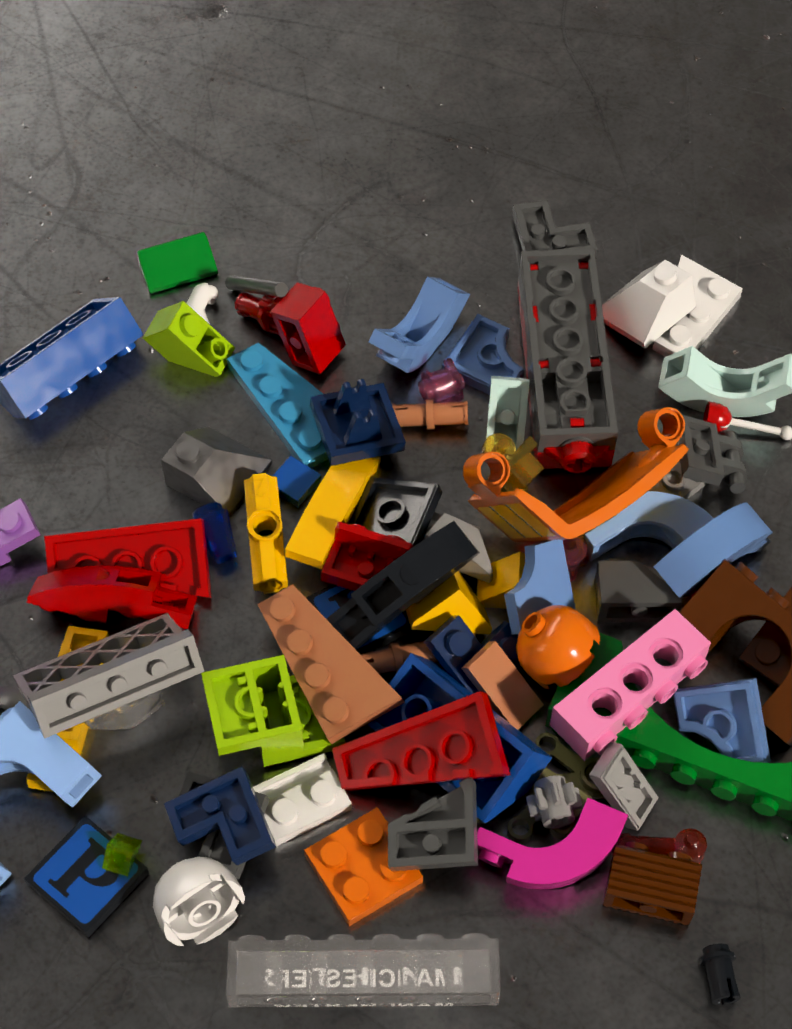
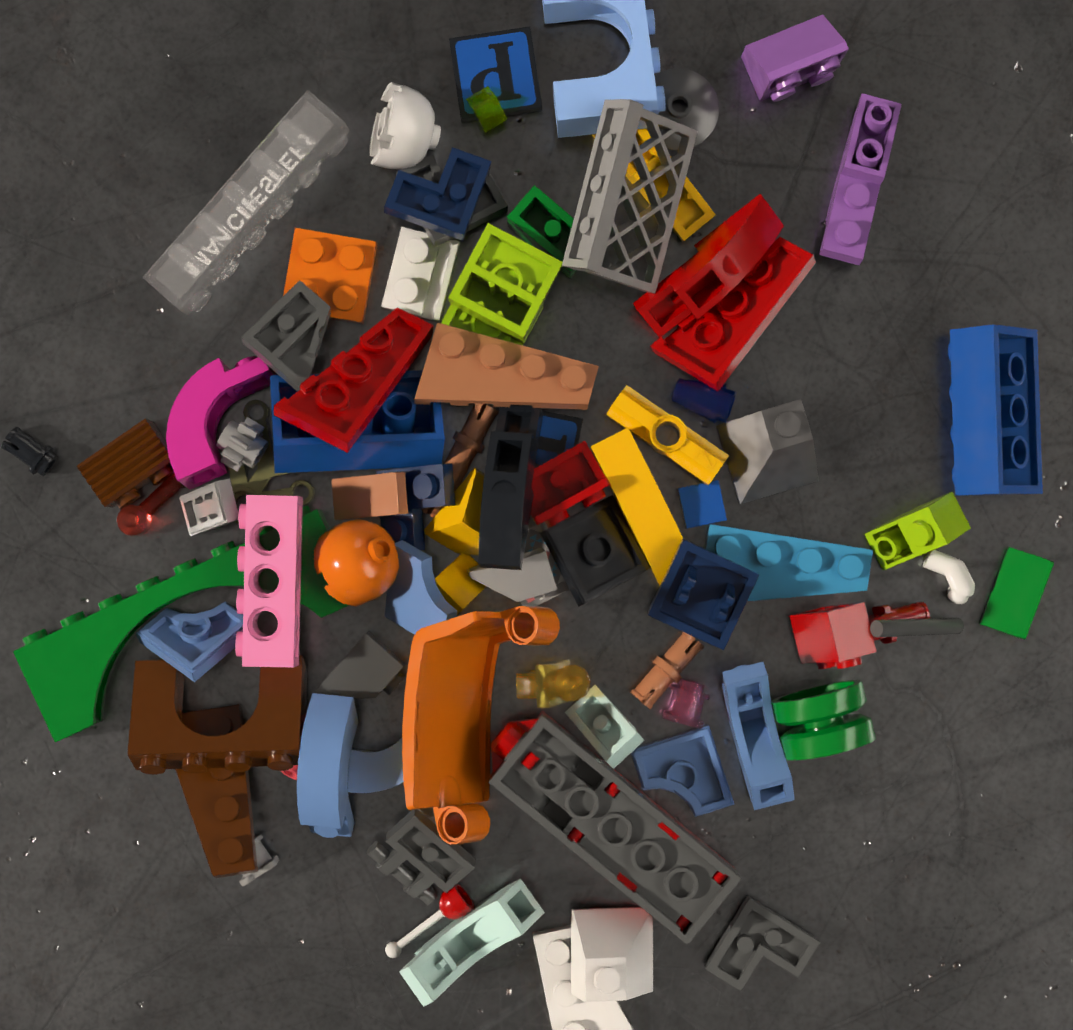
camera: 135 degrees right, 30 degrees up
(182, 725) = (542, 225): none -> green brick
(371, 291) = (823, 720): none -> green wheel

